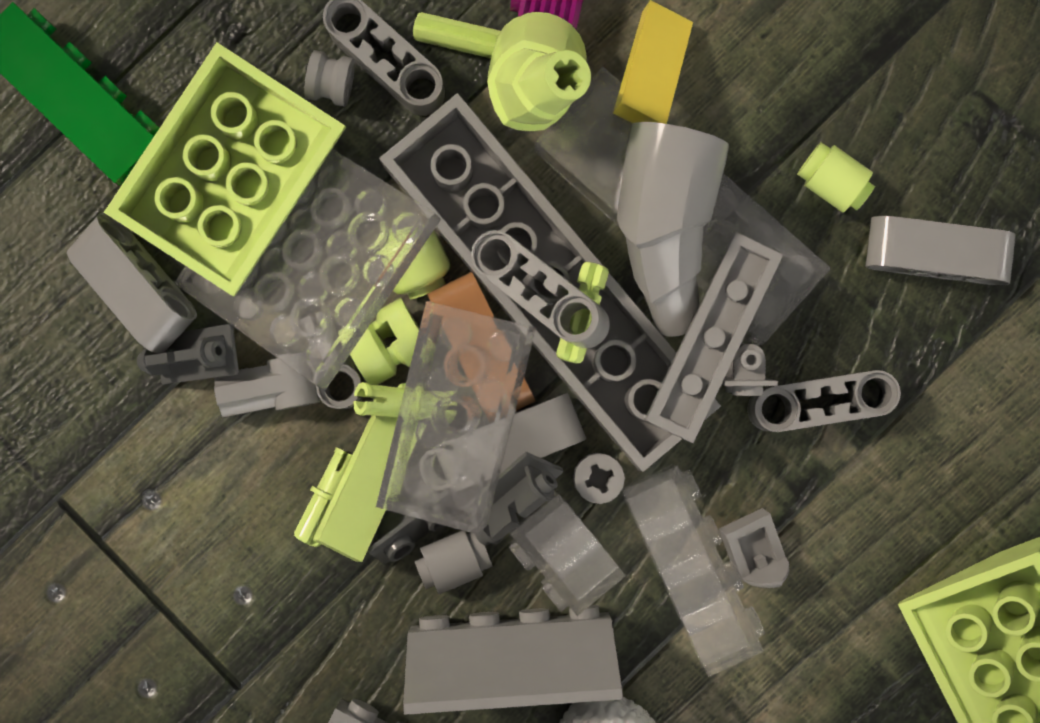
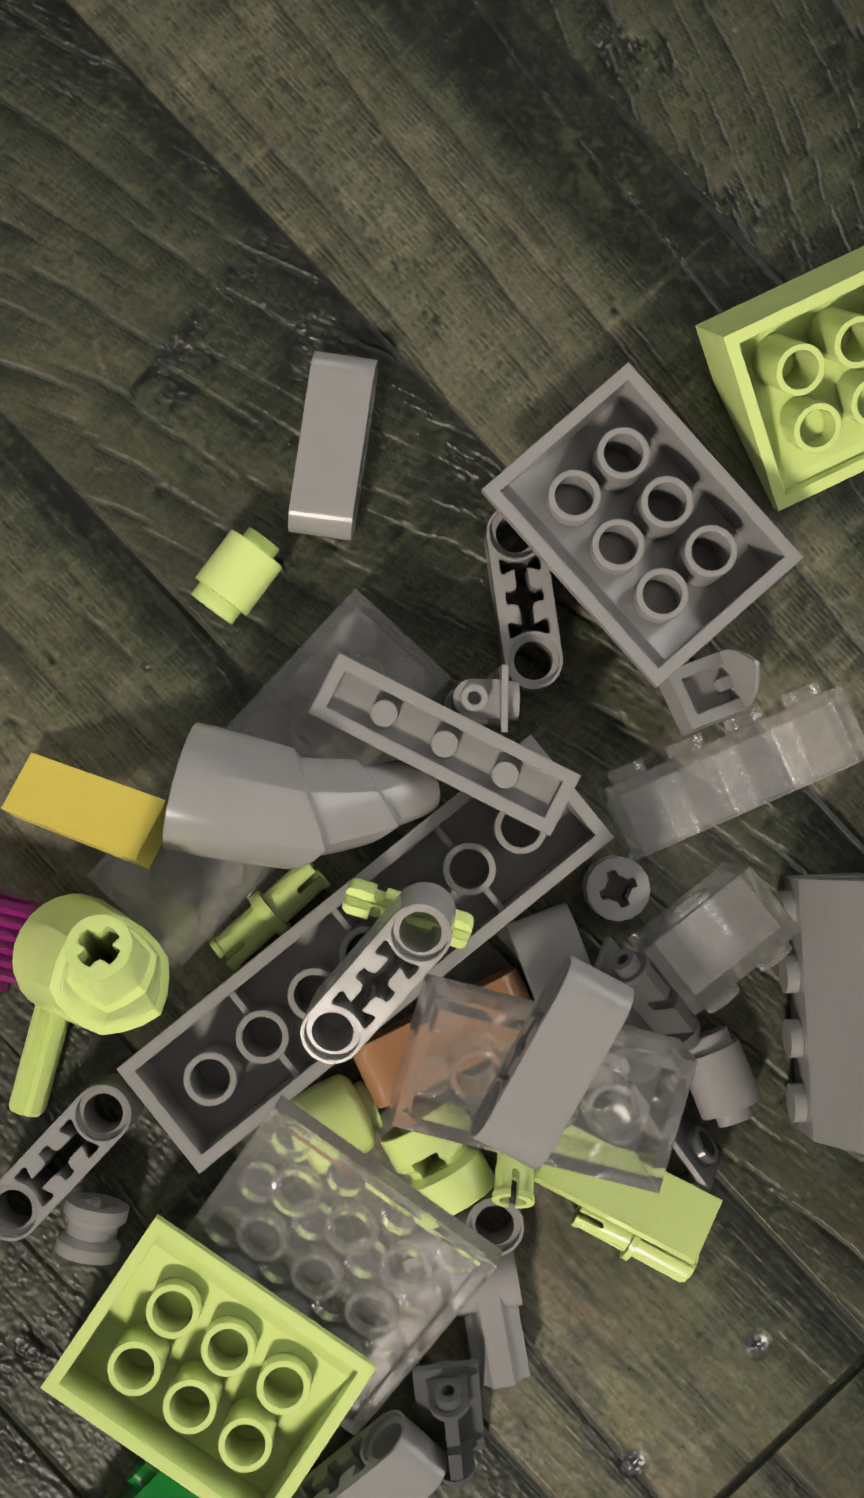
camera: 90 degrees left, 0 degrees up
(480, 420) = (552, 1062): none -> light grey beam
(574, 209) = (268, 914): none -> yellowish green pin
(887, 491) = (641, 524): none -> light grey slope

